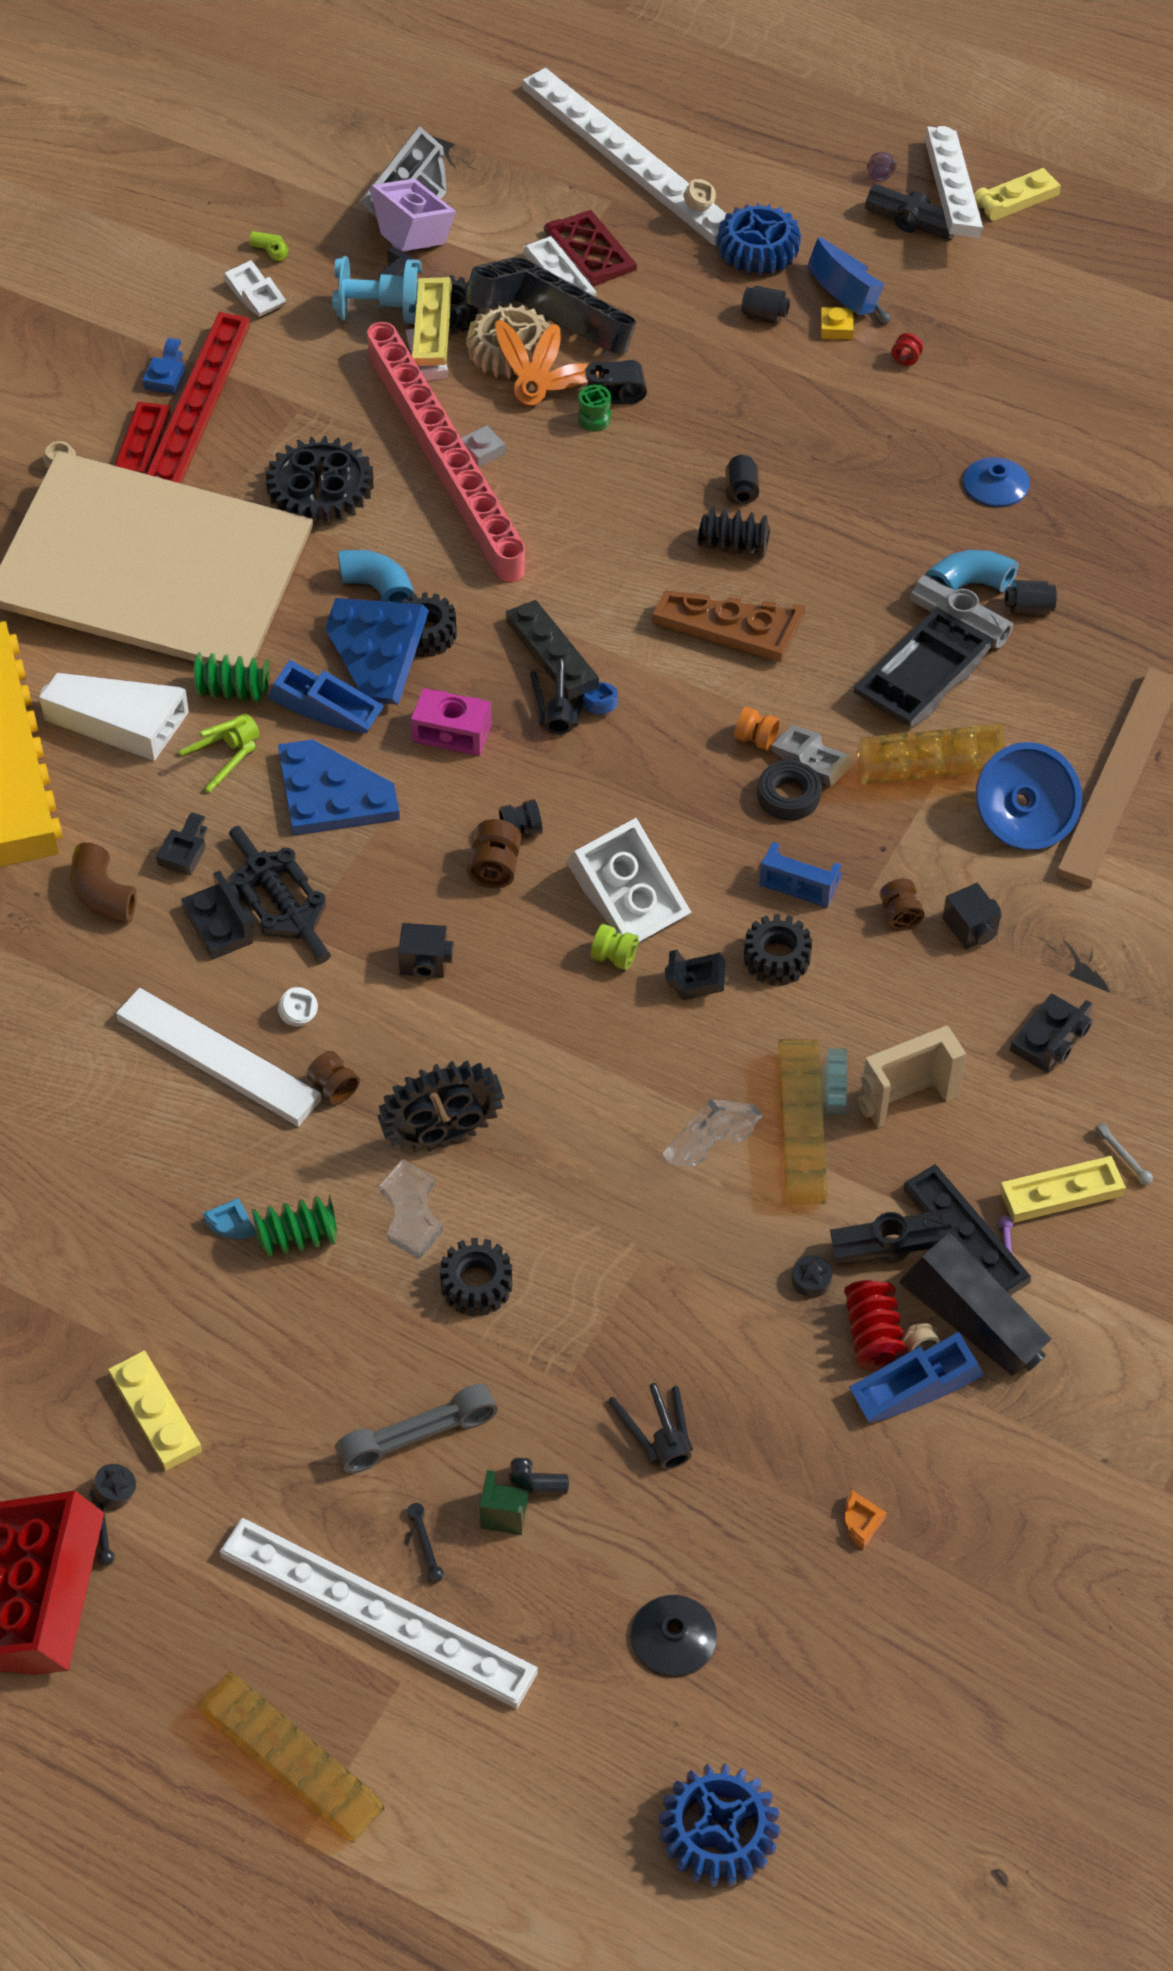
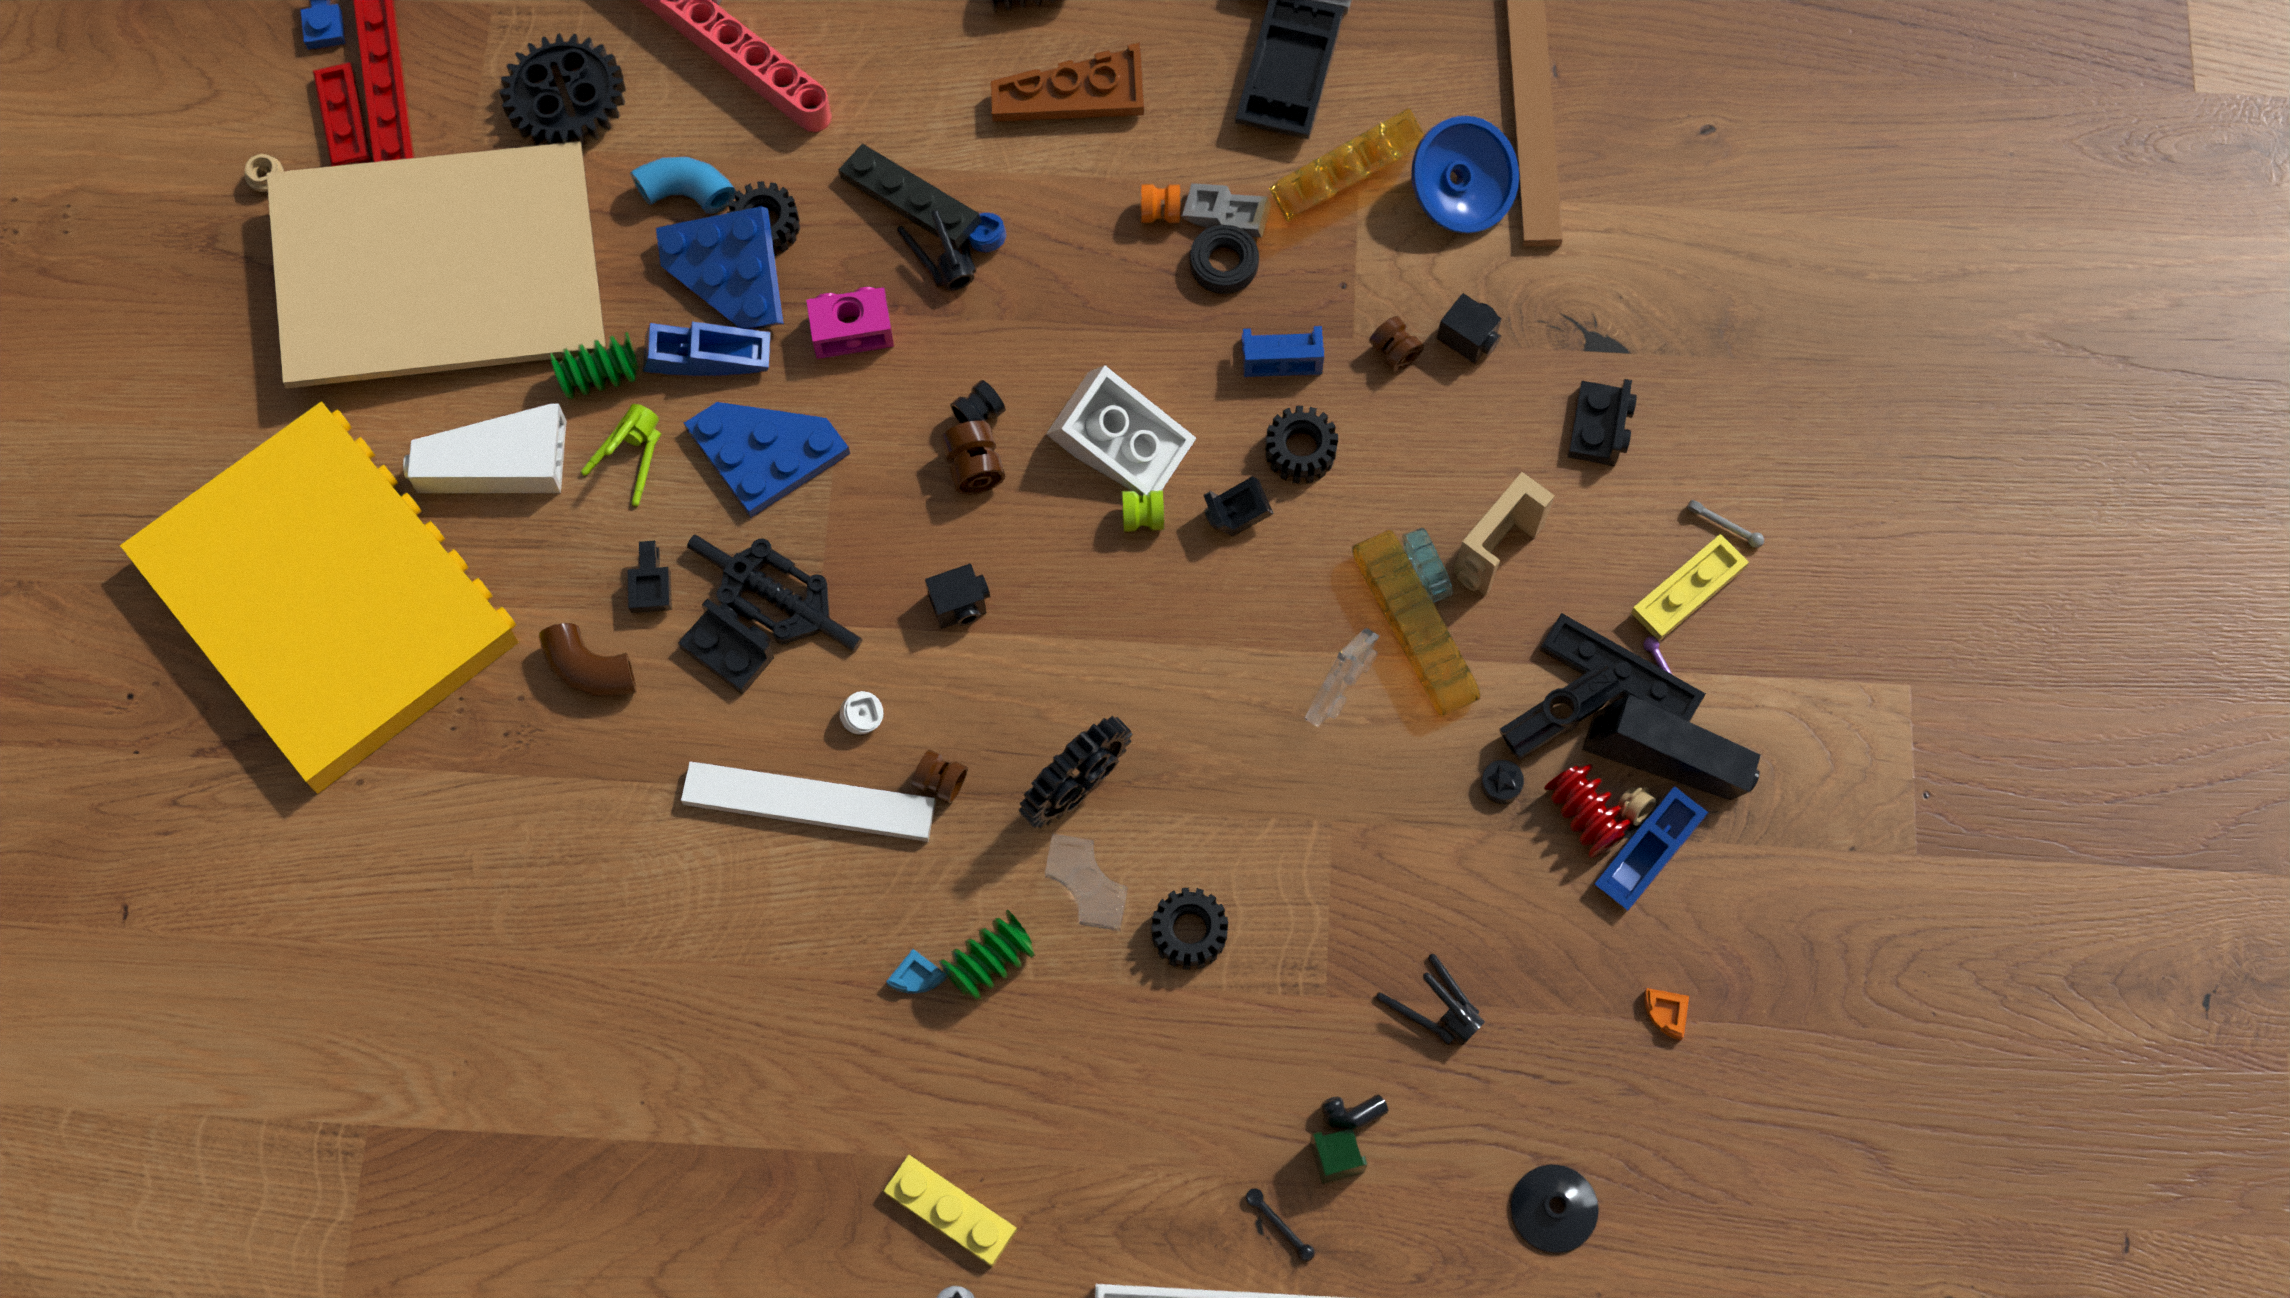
camera: 25 degrees left, 15 degrees up
(365, 1448) = (1184, 1151): dark grey piece -> none

